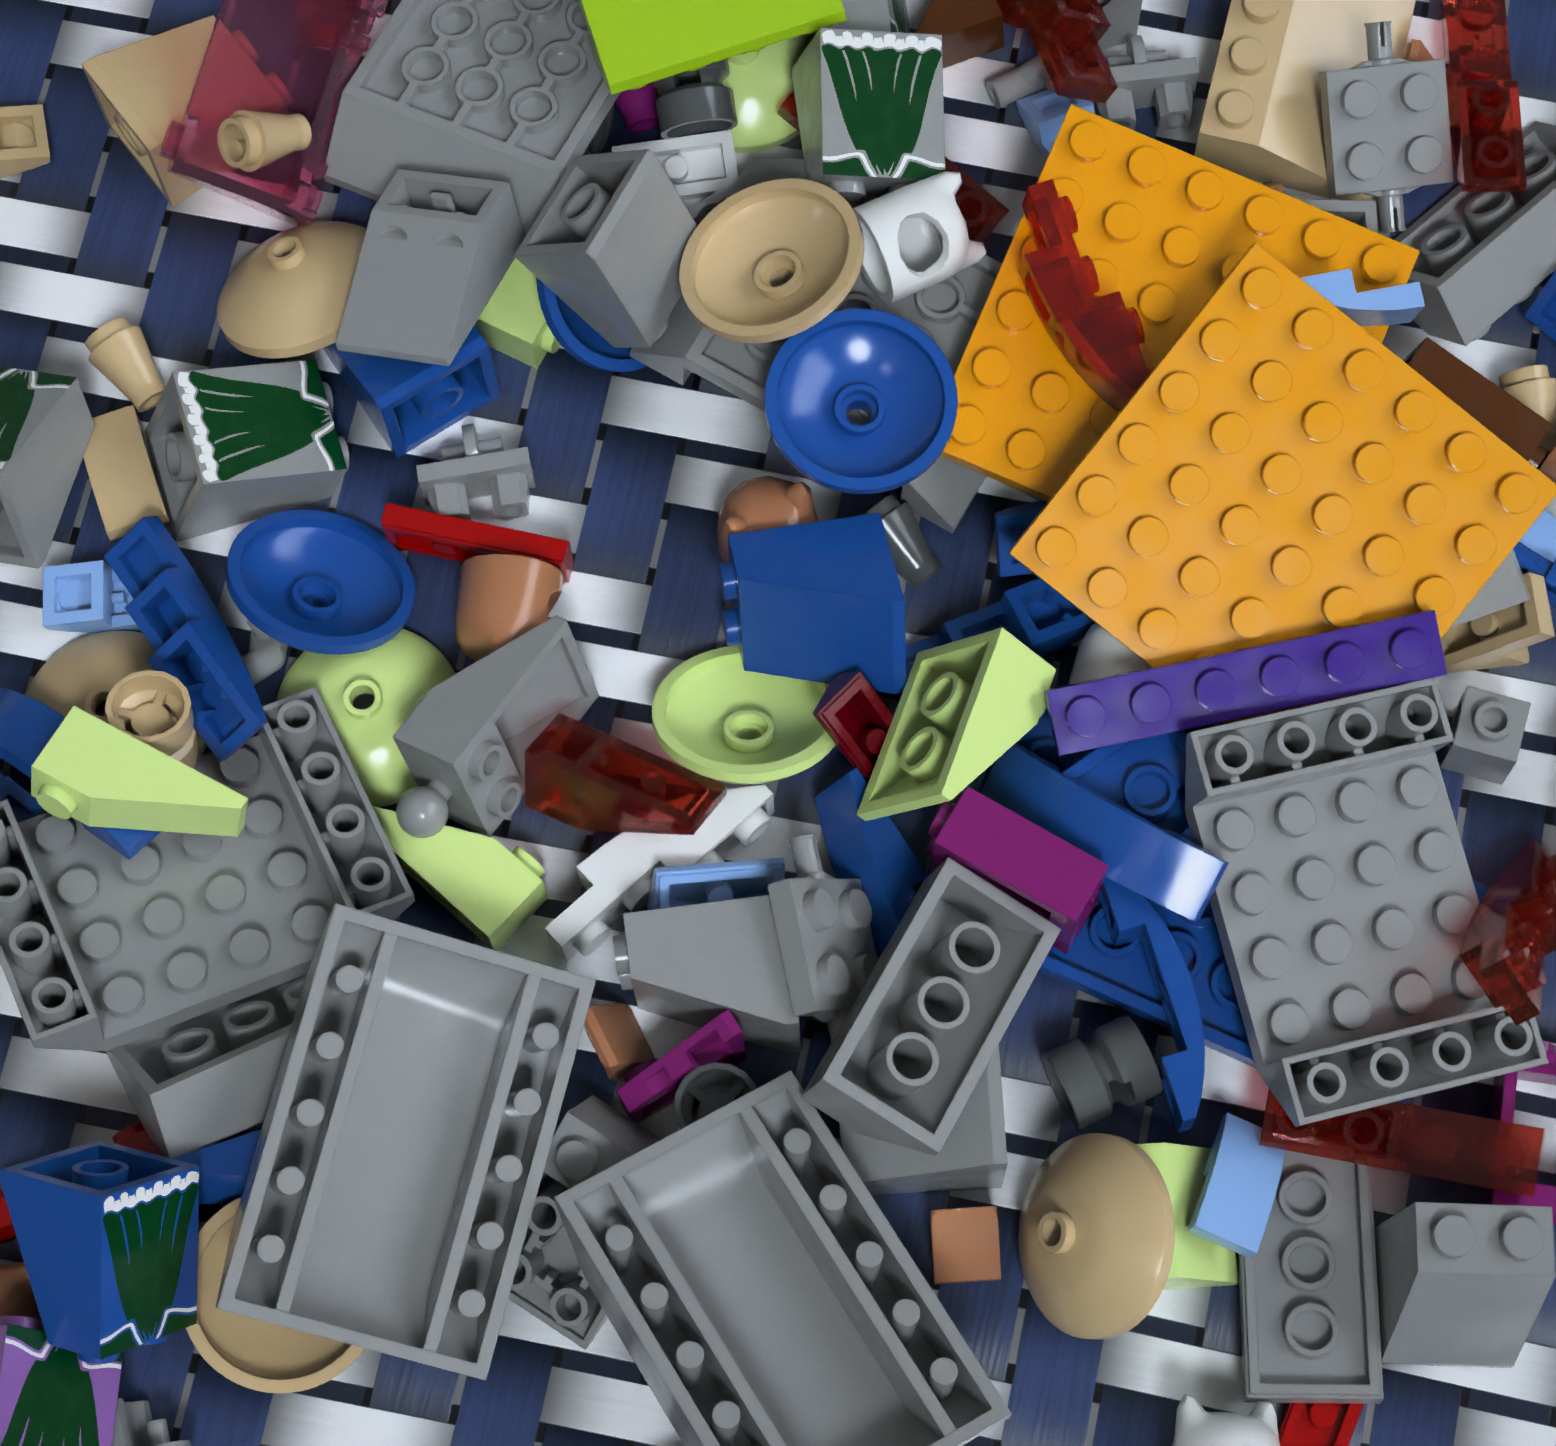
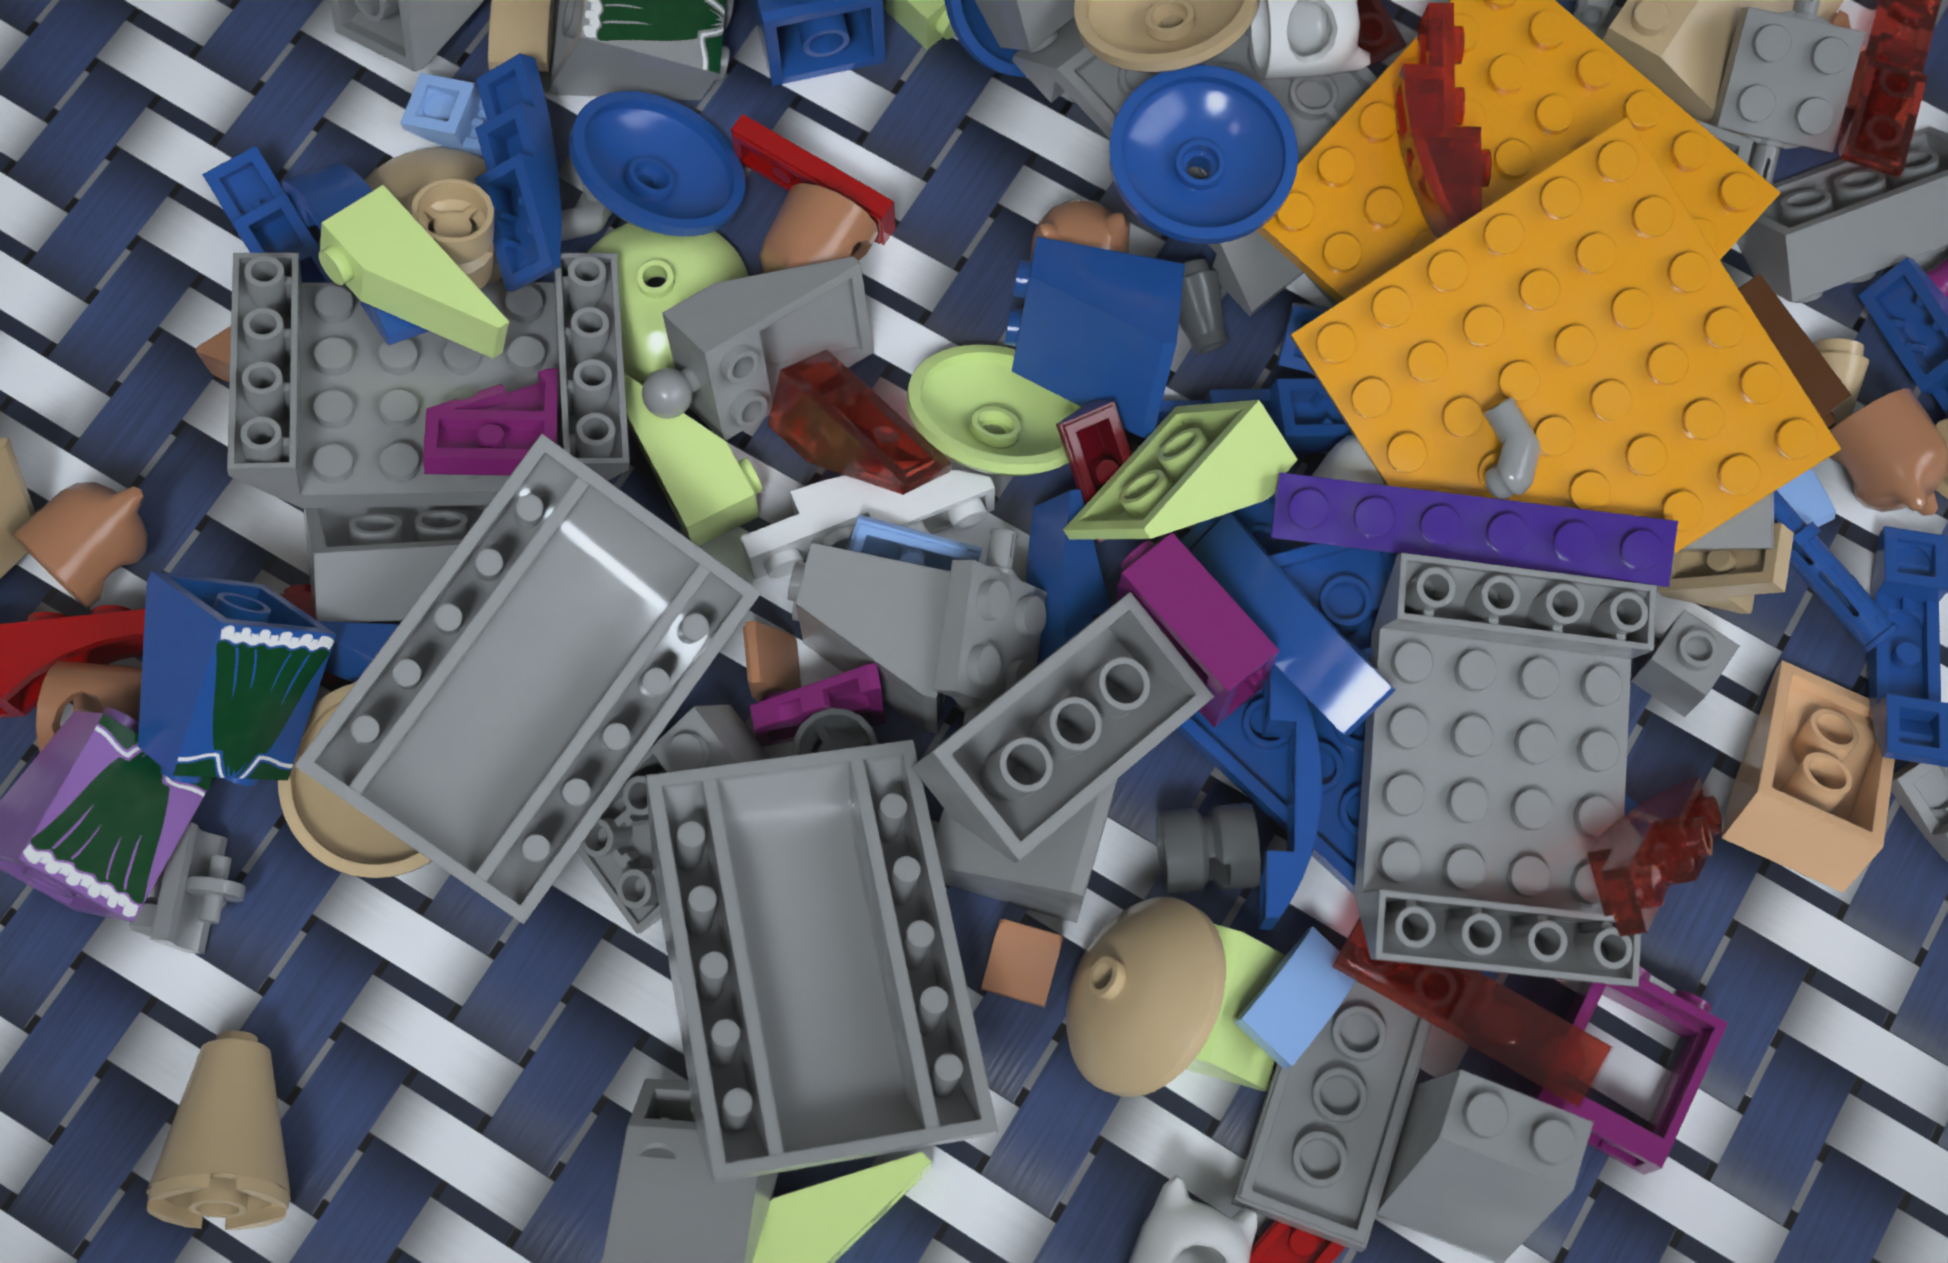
camera: 15 degrees right, 0 degrees up
(270, 908) = (490, 429): none -> magenta wing
(478, 471) = (836, 118): light grey hips -> none
(1264, 594) = (1518, 453): none -> light grey arm
(1372, 307) = (1722, 225): light blue slope -> none

